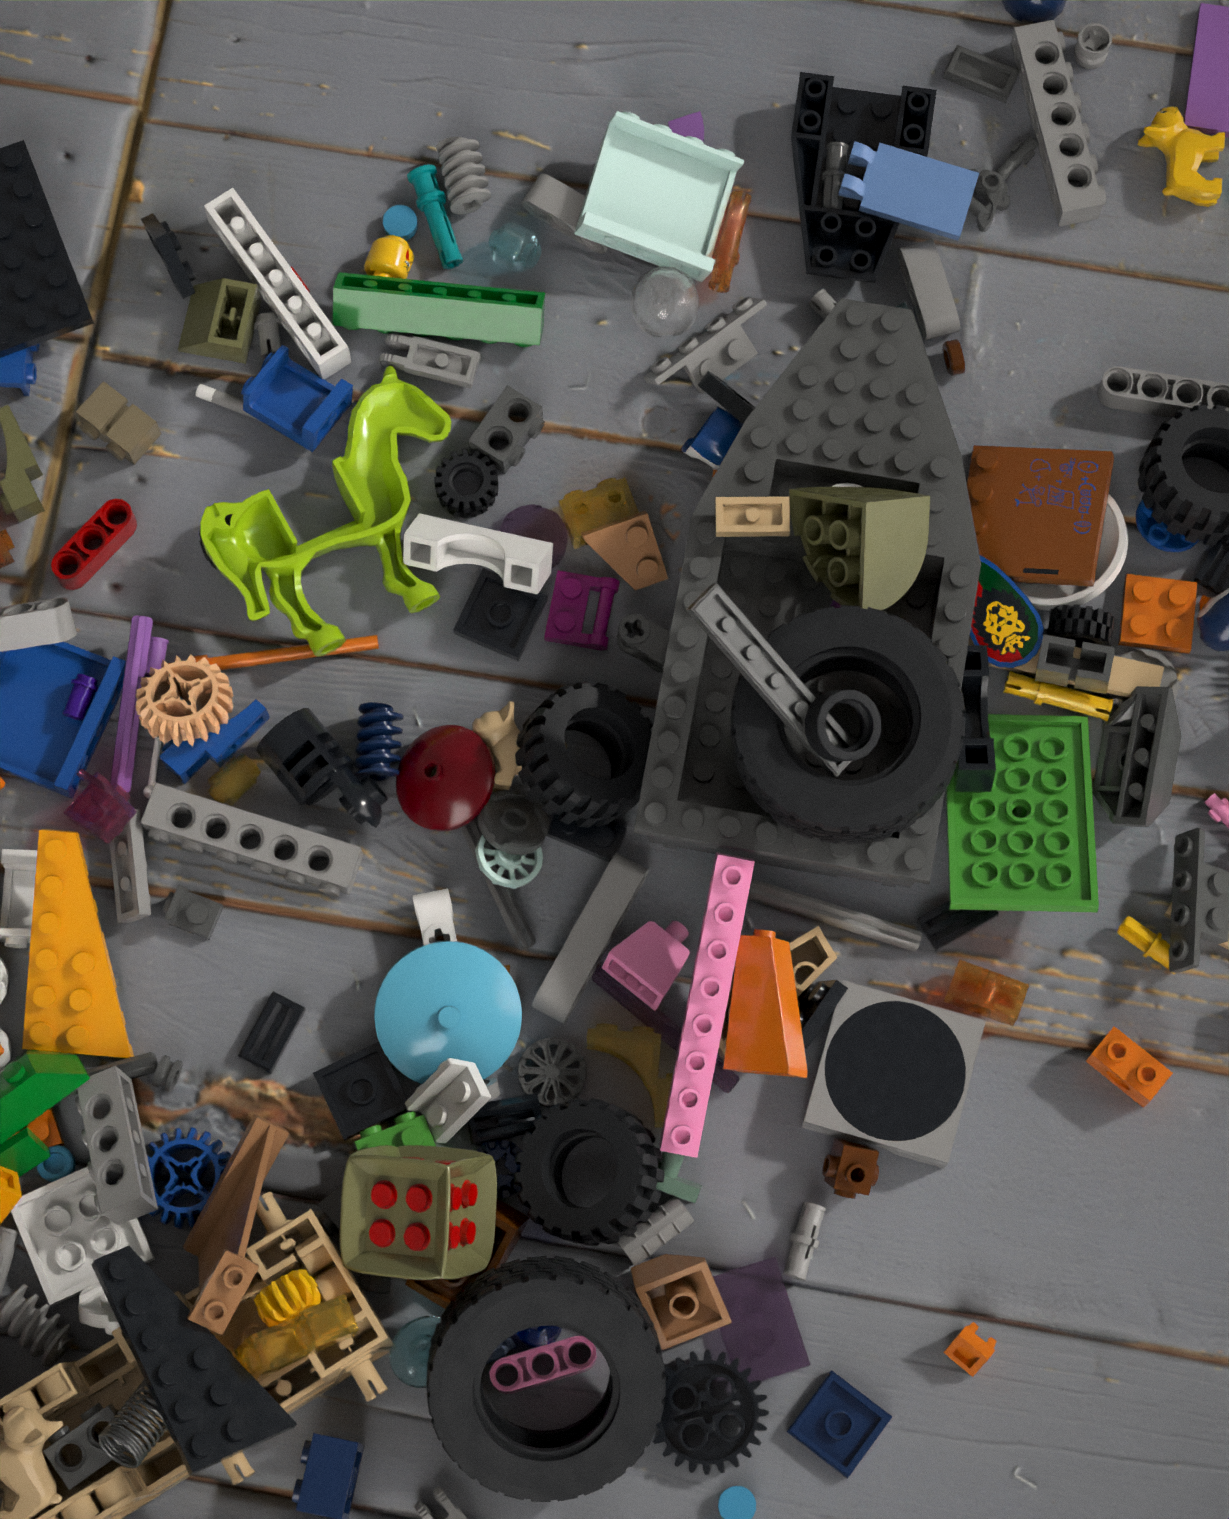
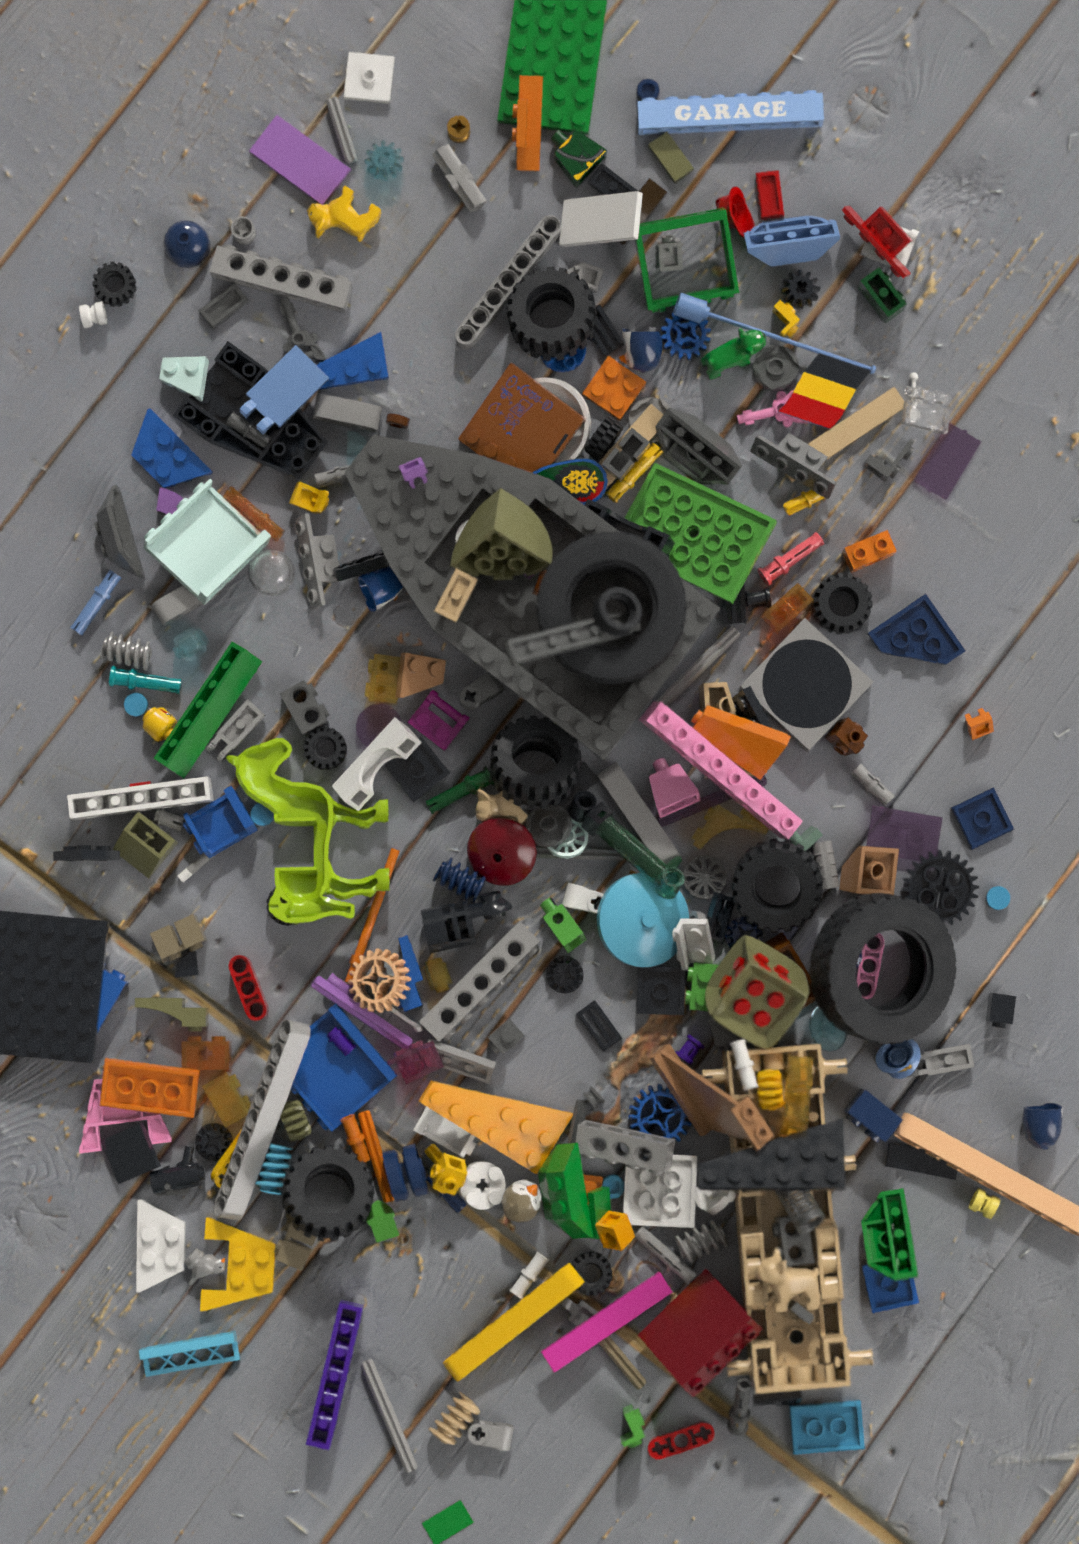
camera: 60 degrees left, 10 degrees up
(86, 455) = (187, 966): none -> black tile
(286, 1175) = (690, 1049): none -> dark purple bush
(302, 1240) = (744, 1065): none -> white pin
(331, 962) = (553, 977): none -> black gear
(333, 446) = (261, 815): none -> dark azure tile
(383, 910) = (567, 931): none -> bright green torso
(431, 1475) = (898, 1059): none -> medium blue piece
(507, 108) = (95, 603): none -> medium blue pin
(524, 699) = (470, 785): none -> dark green pin
(552, 887) = (599, 821): none -> clear green piece
(613, 88) = (117, 533): none -> dark grey wedge
(748, 98) = (166, 454): none -> blue wing
(788, 298) = (309, 498): none -> yellow bracket
(865, 68) = (185, 374): none -> light aqua wing
(891, 376) = (413, 469): none -> medium lavender tile
(977, 947) = (758, 599): none -> black bush
(998, 271) = (357, 364): none -> blue wing
(1050, 1196) = (917, 634): none -> dark blue plate
(1052, 1040) = (847, 584): none -> black tyre
(1098, 987) = (779, 562): none -> coral pin

